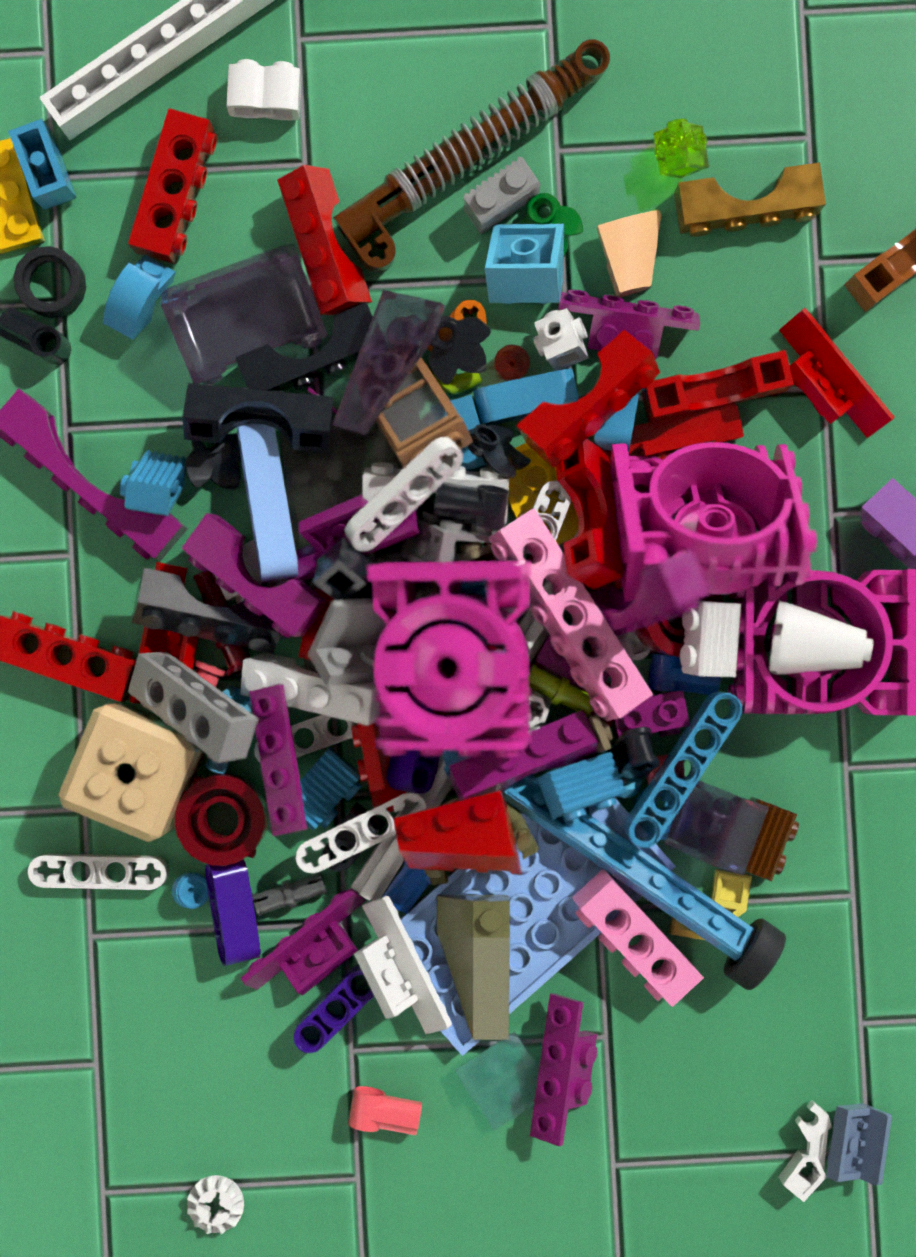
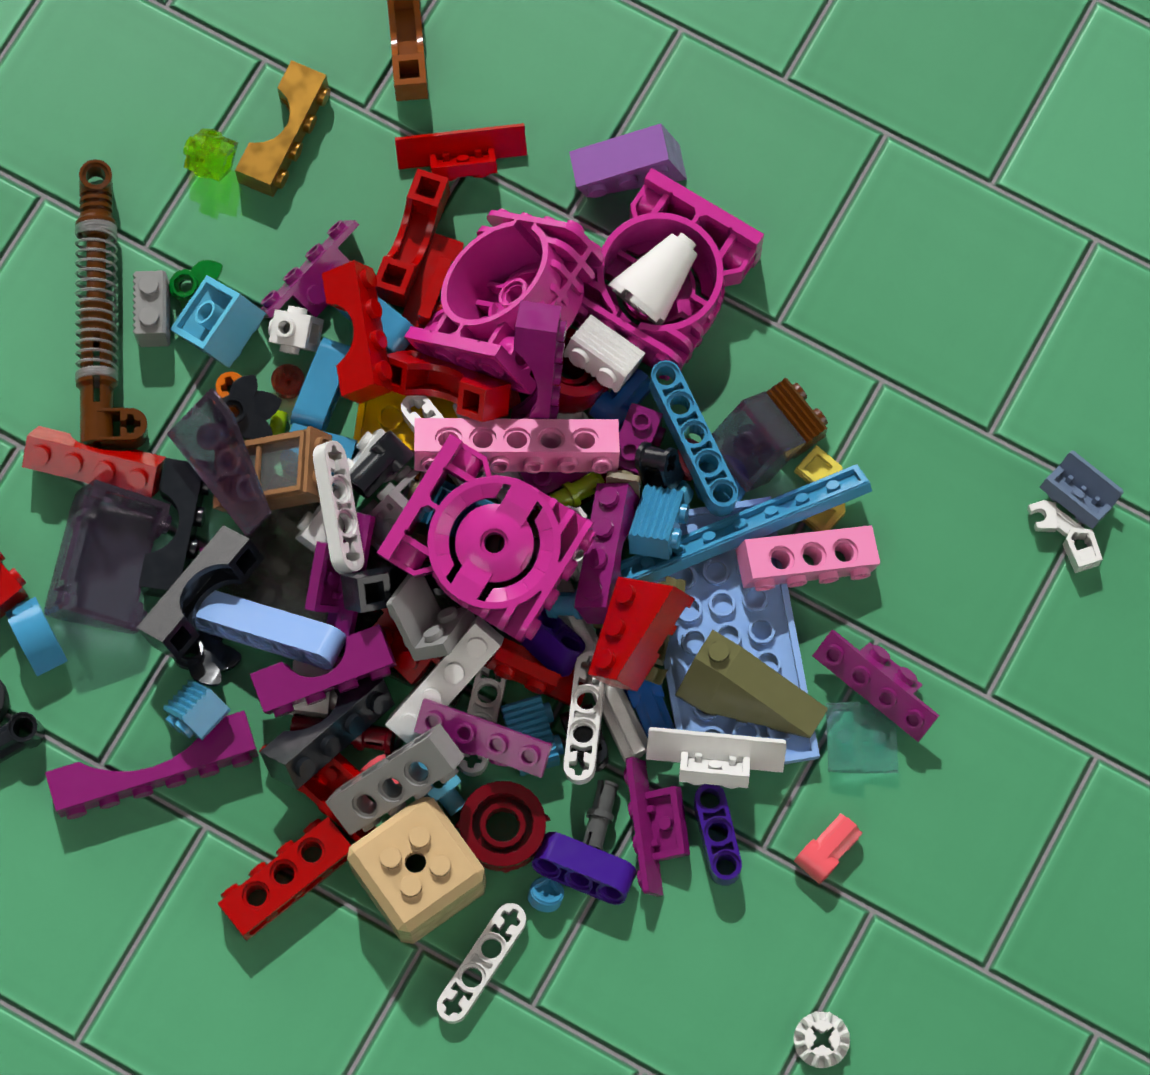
camera: 60 degrees left, 15 degrees down
(494, 447) = (344, 427): black plate -> none
(630, 251) = (262, 240): light nougat slope -> none
(758, 957) = (881, 473): black tyre -> none

